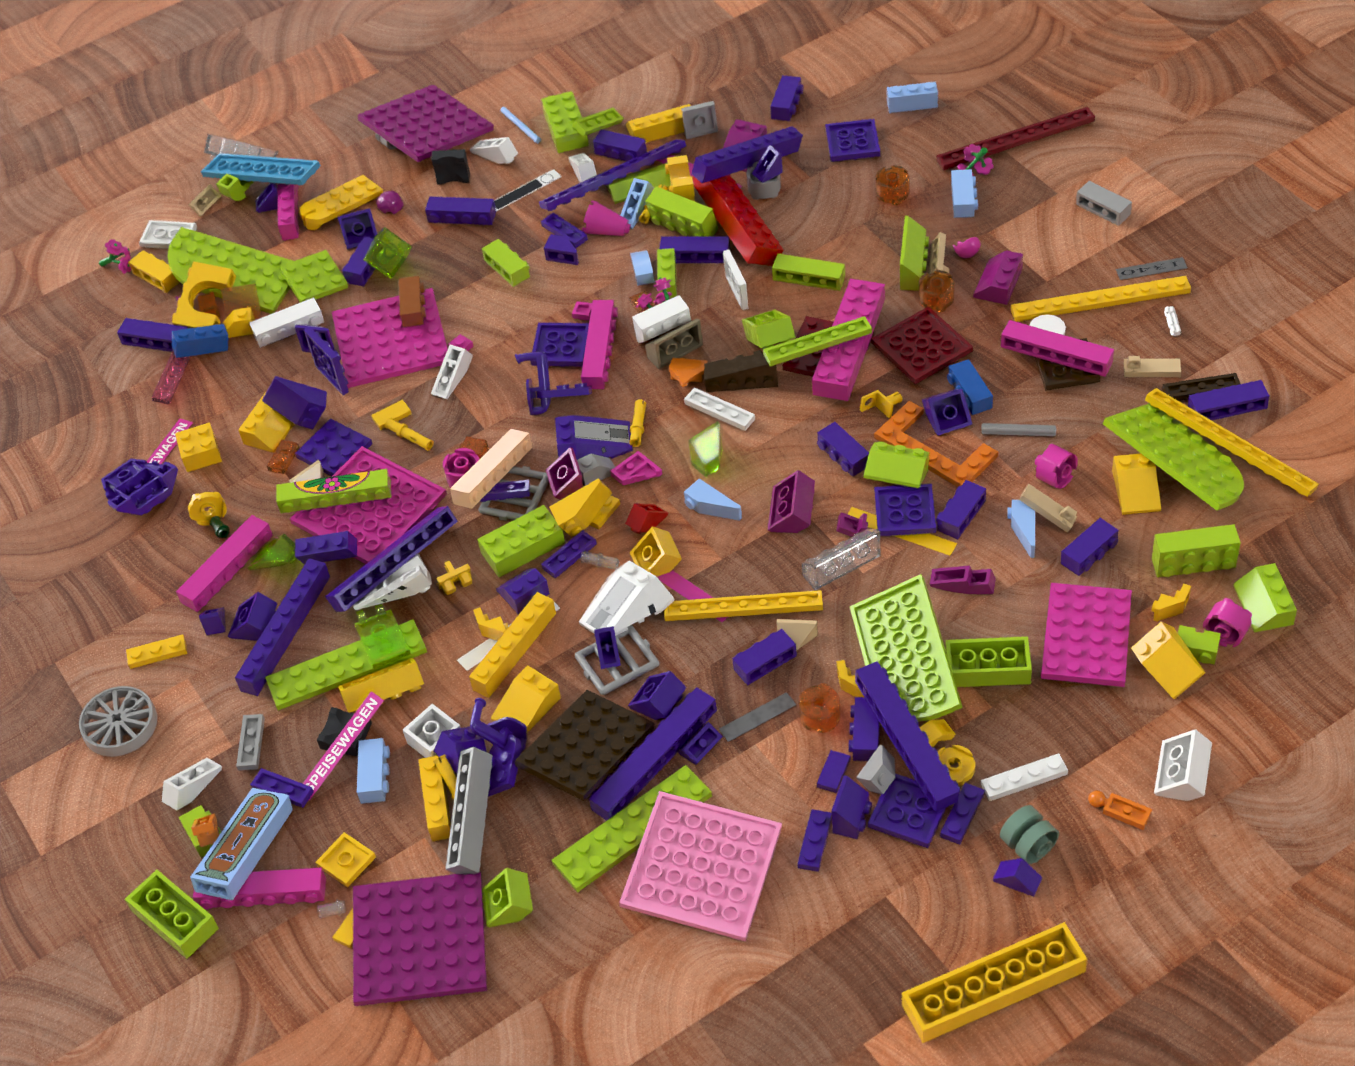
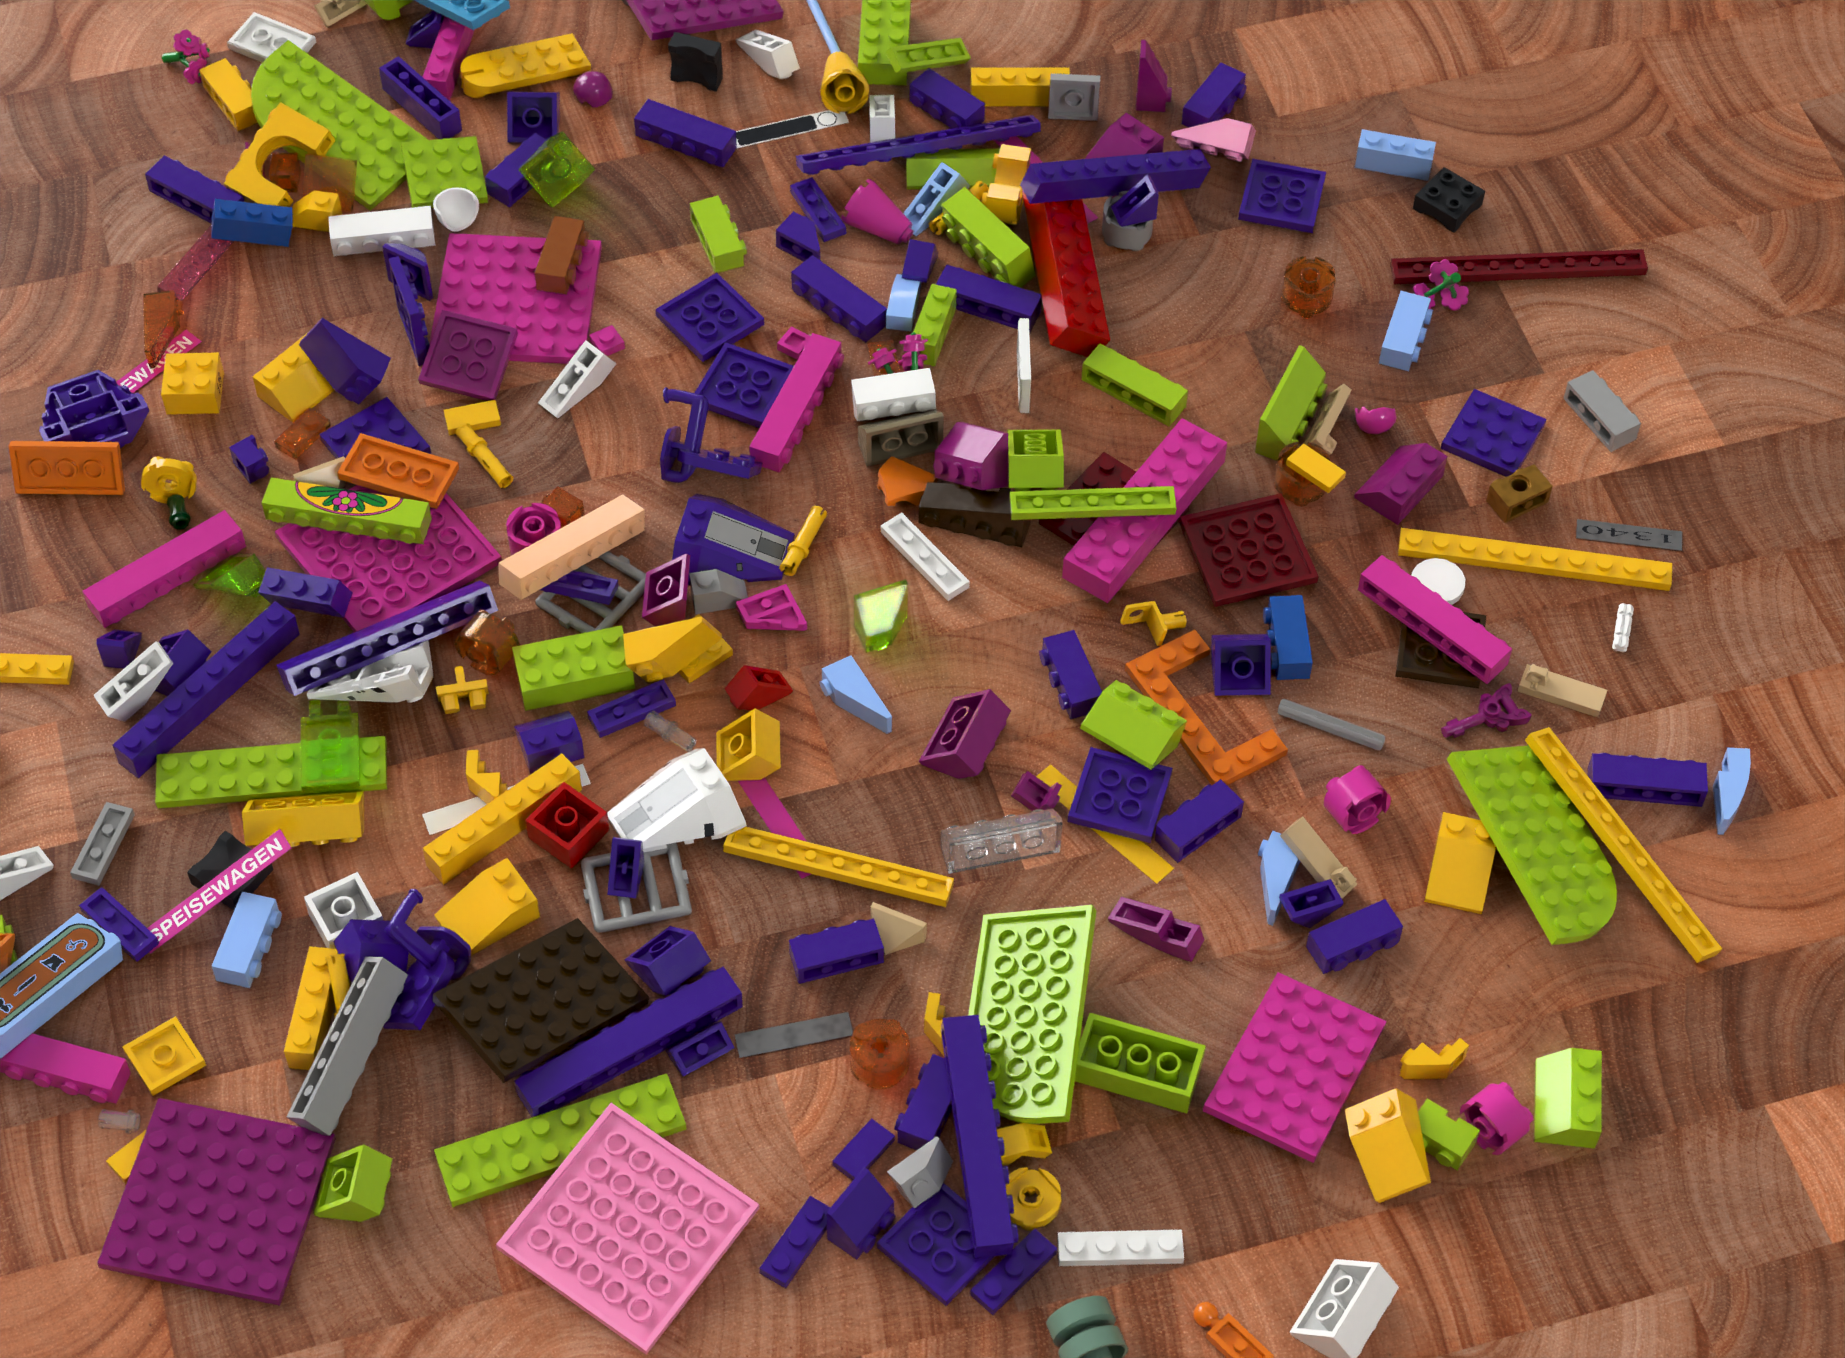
camera: 10 degrees right, 5 degrees up
(135, 520) = (67, 467): none -> orange plate
(162, 417) = (161, 323): none -> clear orange slope
(235, 635) = (134, 684): none -> white slope
(255, 481) = (249, 459): none -> dark purple brick
(280, 238) = (420, 99): none -> dark purple brick
(331, 294) = (456, 208): none -> white helmet
(357, 457) = (398, 470): none -> orange plate
(374, 378) = (468, 356): none -> magenta plate
(459, 541) = (487, 642): none -> clear orange brick
(521, 311) = (709, 317): none -> dark purple plate
(551, 154) = (843, 85): none -> yellow cone
(557, 634) = (567, 825): none -> red brick
(600, 276) = (838, 298): none -> dark purple brick
(642, 239) = (919, 260): none -> dark purple slope
(728, 338) = (973, 457): none -> magenta slope
(745, 101) = (1151, 83): none -> magenta slope
(801, 116) = (1222, 136): none -> bright pink slope
(946, 283) = (1316, 468): none -> yellow tile
(956, 112) = (1449, 199): none -> black brick
(1043, 236) = (1493, 433): none -> dark purple plate
(1055, 534) = (1311, 903): none -> dark purple slope
(1074, 263) = (1519, 493): none -> pearl gold brick
(1114, 394) = (1490, 714): none -> magenta piece
(1182, 389) = (1592, 739): dark brown plate -> none
(1195, 550) = (1498, 994): lime brick -> none
(1280, 389) = (1730, 786): none -> light blue slope

